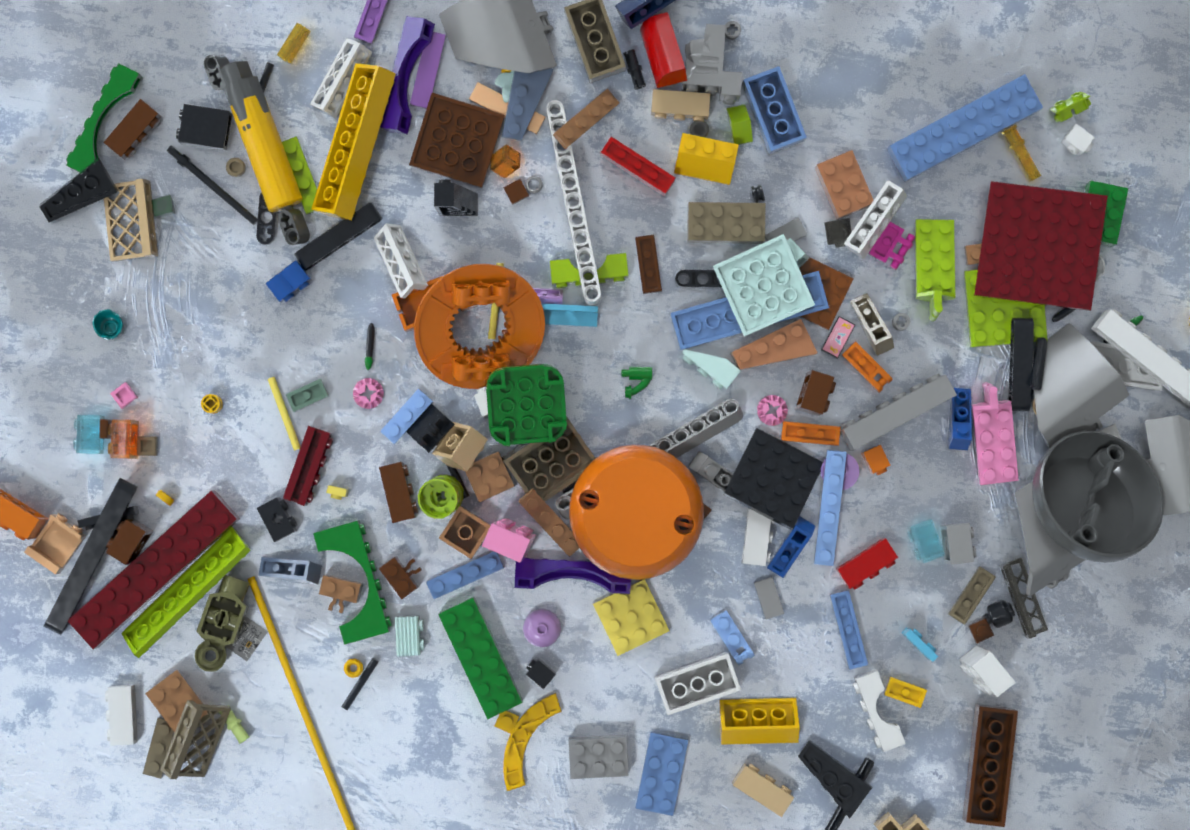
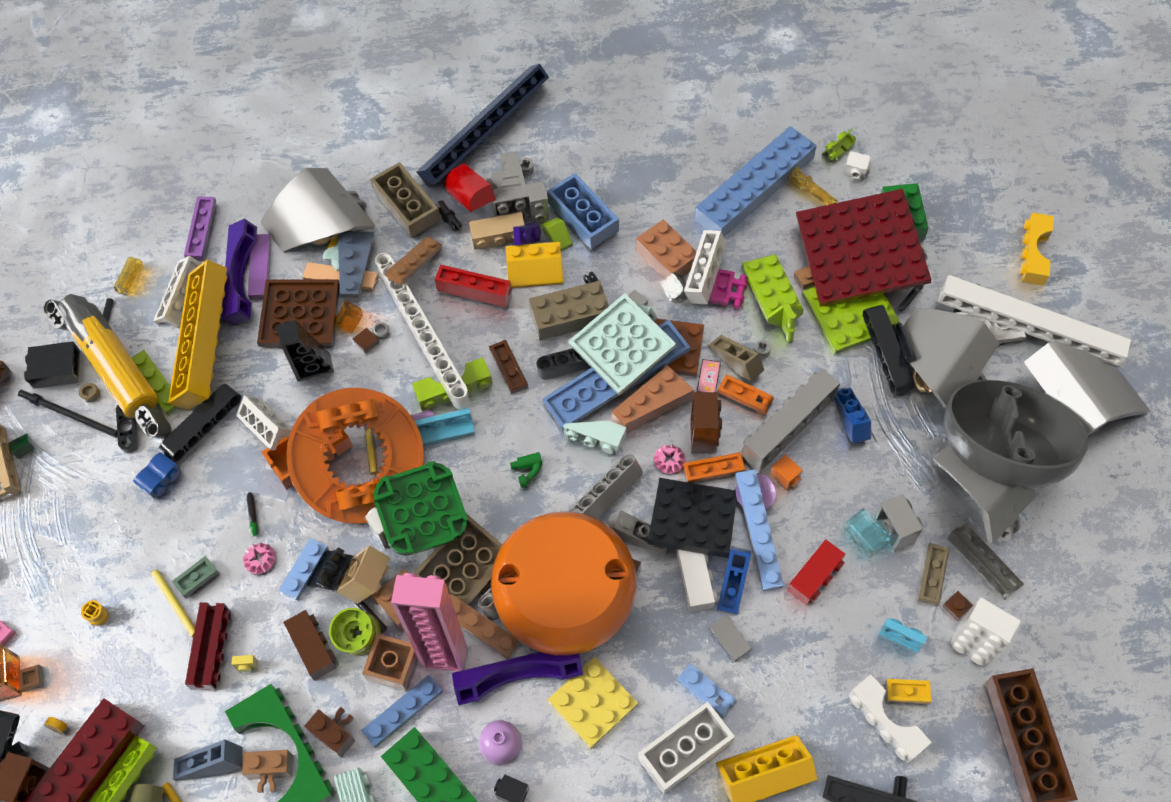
camera: 15 degrees left, 25 degrees down
(268, 514) = (186, 722): black brick -> none
(708, 123) = (526, 233): none -> dark purple plate
(848, 629) = (824, 644): medium blue plate -> none
(994, 438) = (891, 420): bright pink hinge -> none
(999, 613) = (969, 581): black head -> none

